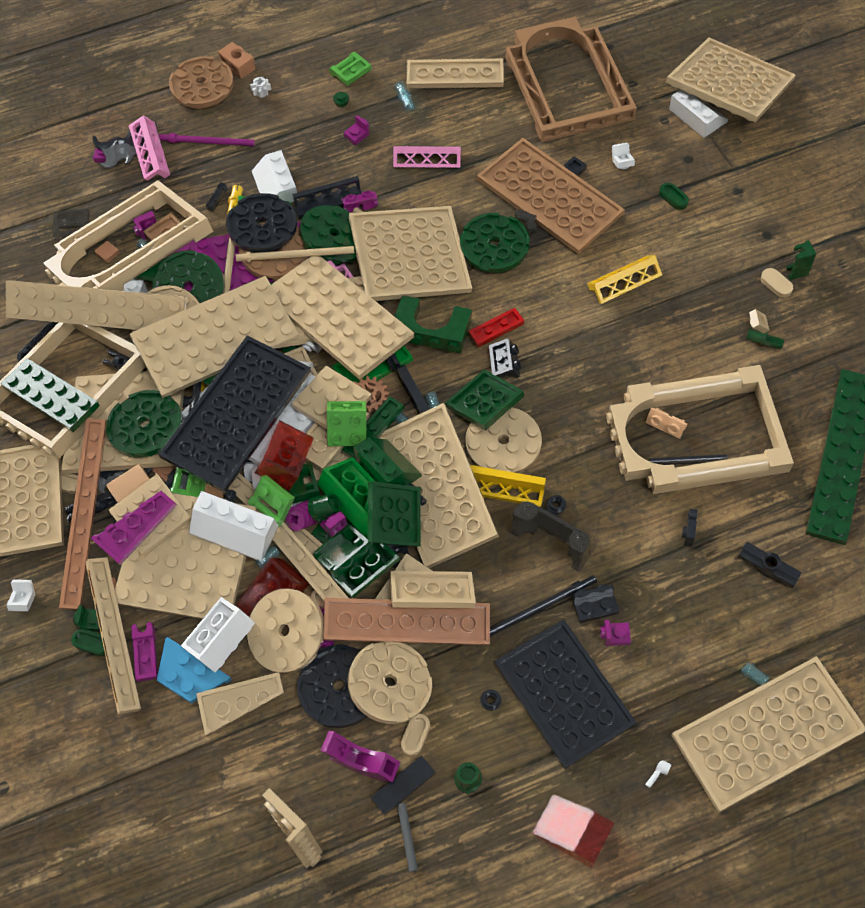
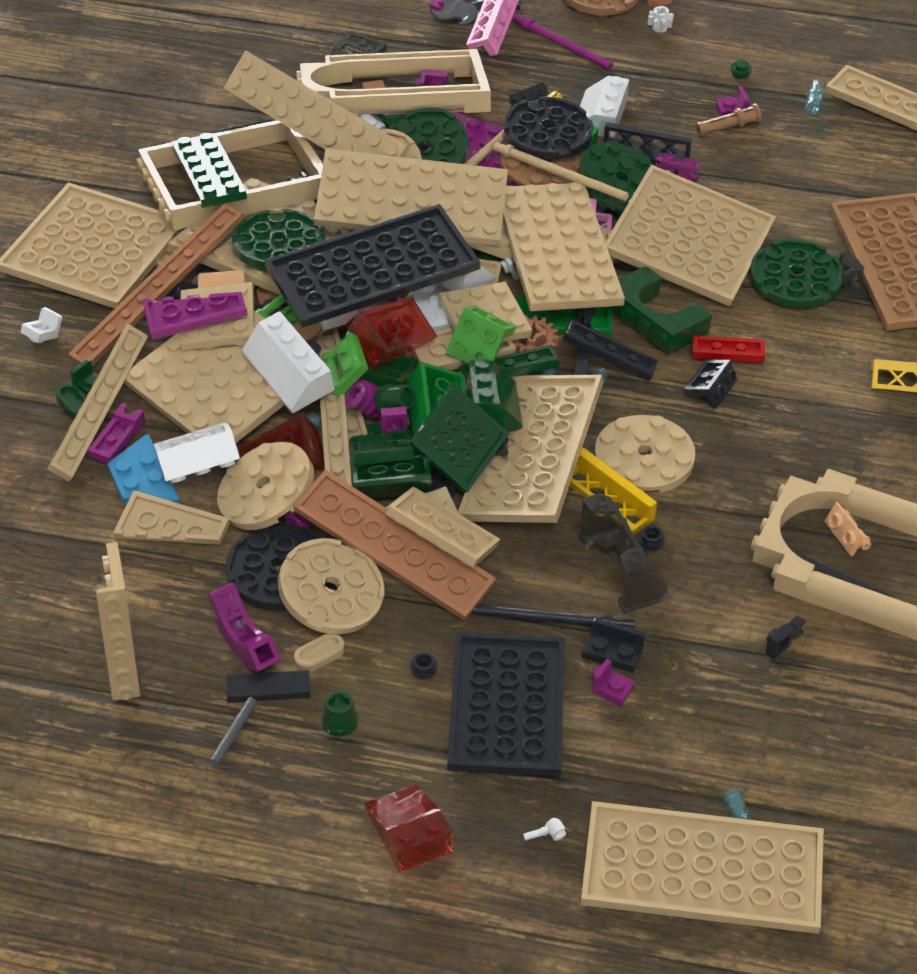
camera: 30 degrees right, 15 degrees down
(350, 69) = (776, 47): bright green plate -> none
(368, 141) = (737, 118): none -> medium nougat pin
(426, 150) = (795, 156): bright pink fence -> none
(427, 376) = (610, 350): none -> black tile
(484, 399) = (654, 402): dark green plate -> none
(780, 571) = (847, 718): black piece -> none

